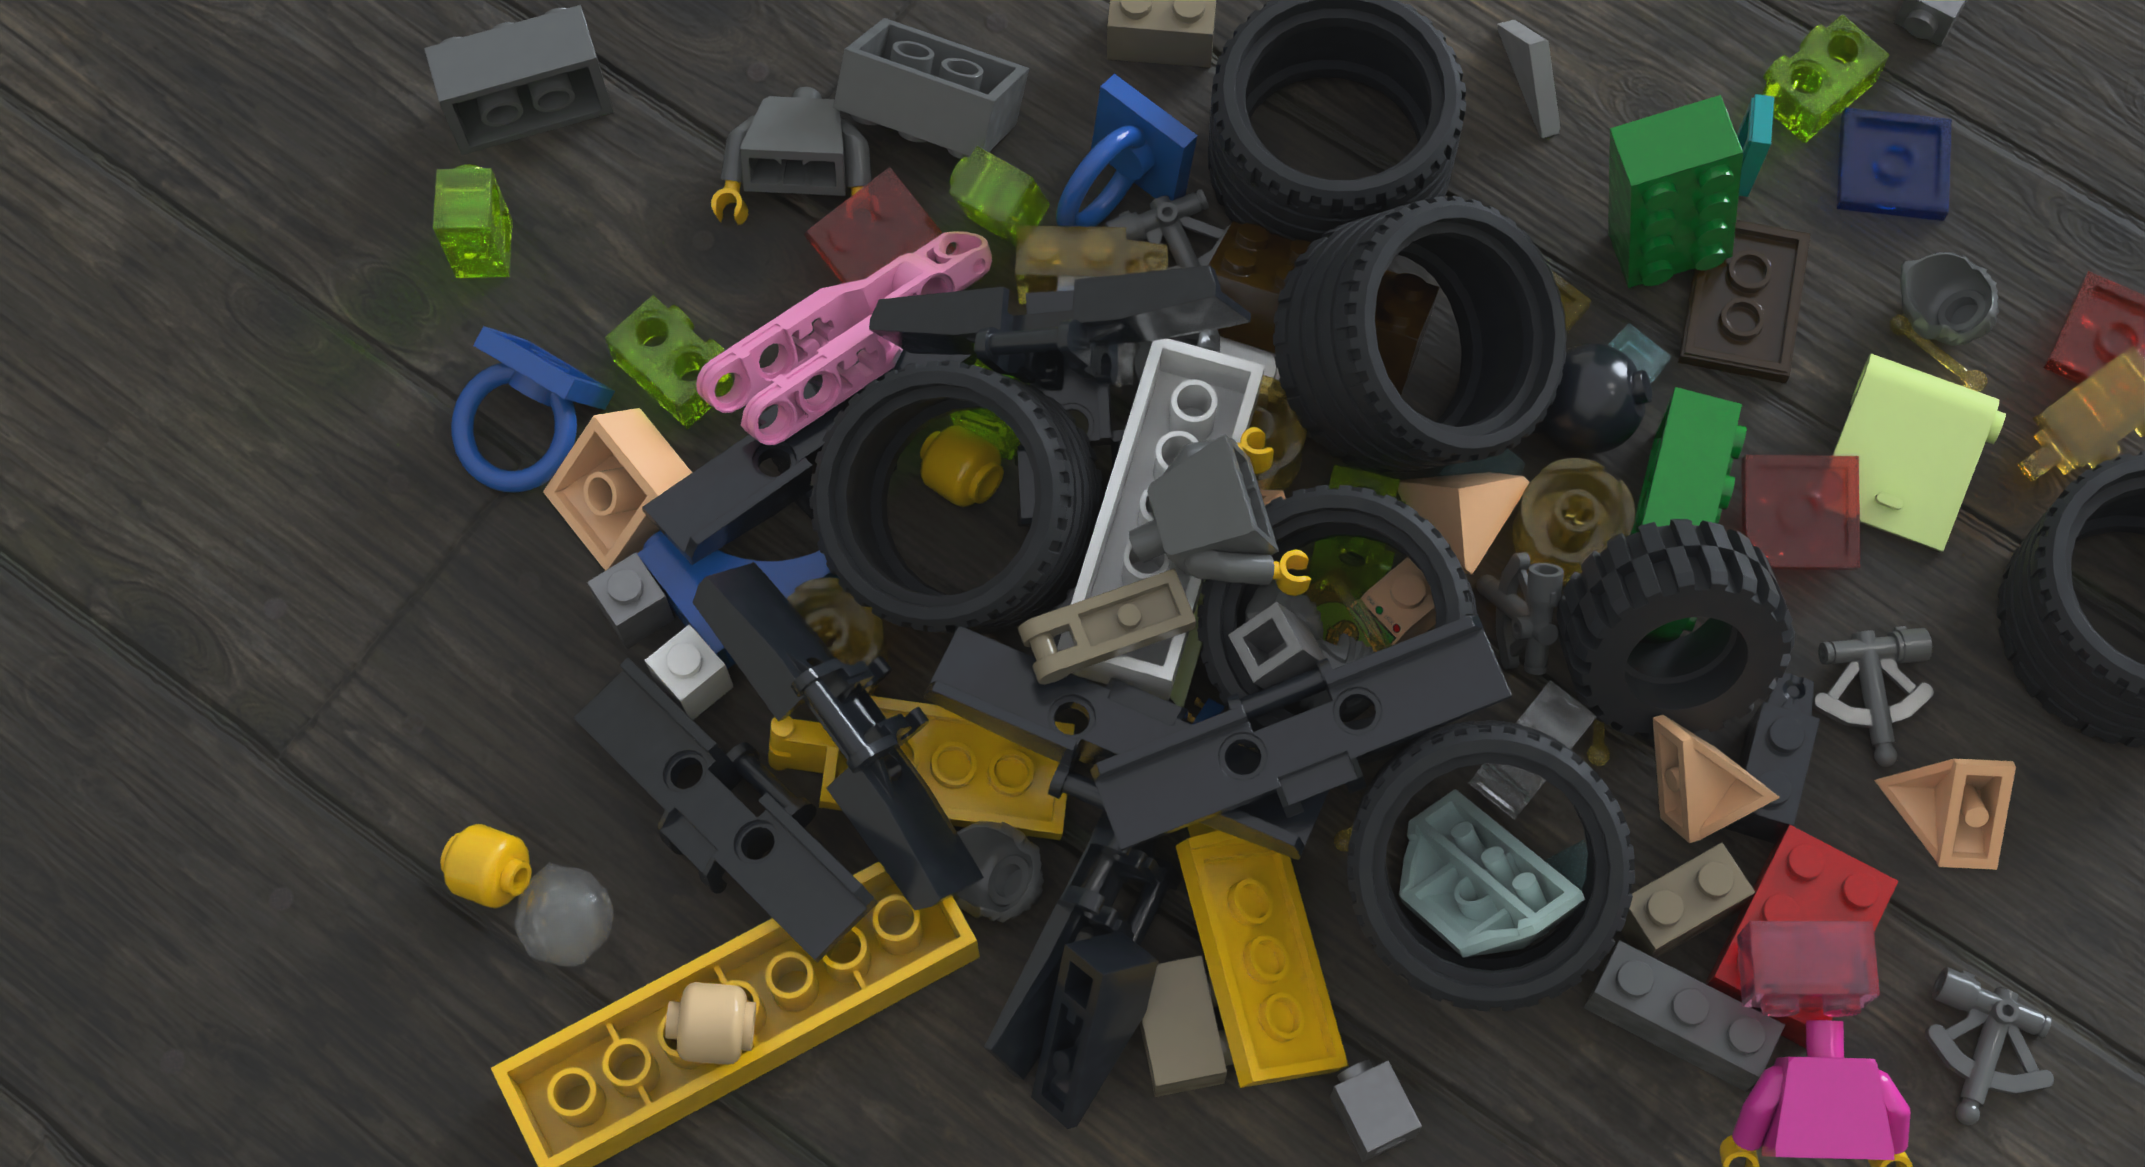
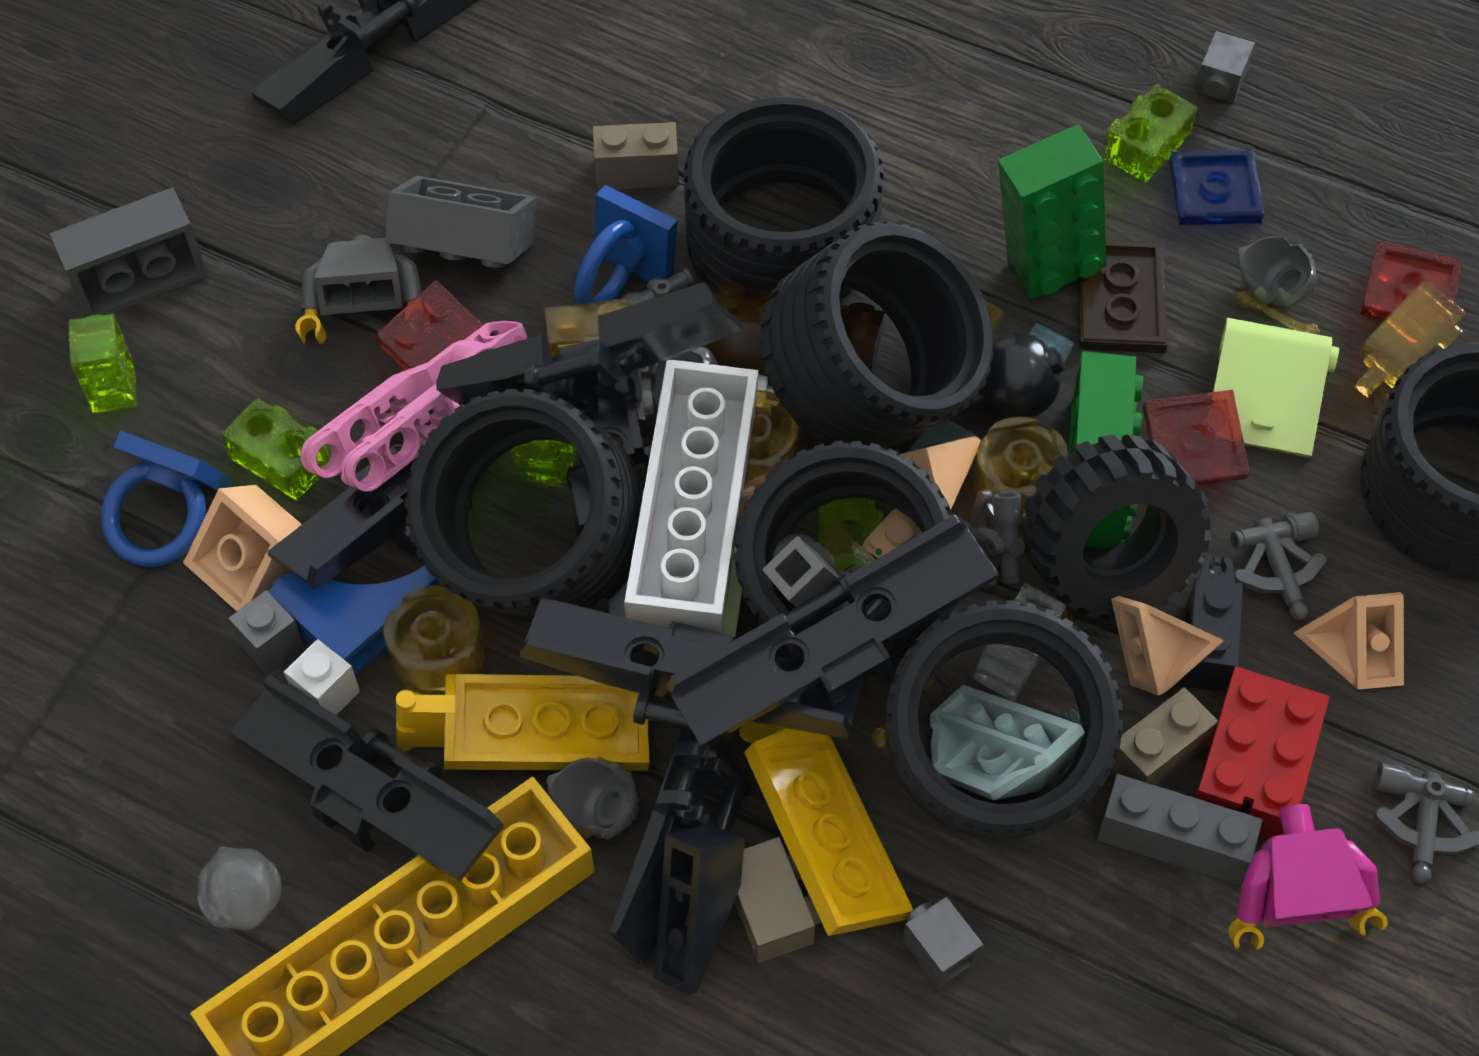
camera: 10 degrees left, 10 degrees down
(486, 865) = (167, 856): yellow head -> none
(711, 1023) = (376, 942): tan head -> none
(881, 786) = (490, 735): black piece -> none
(961, 466) = (524, 494): yellow head -> none
(997, 194) = (524, 288): clear neon green brick -> none
(1108, 625) = (663, 576): dark tan plate -> none
(1215, 516) = (738, 481): dark grey torso -> none
(1533, 69) = (929, 154): light grey tile -> none
(1755, 139) = (1112, 172): teal tile -> none
(1808, 966) = (1272, 764): clear pink brick -> none

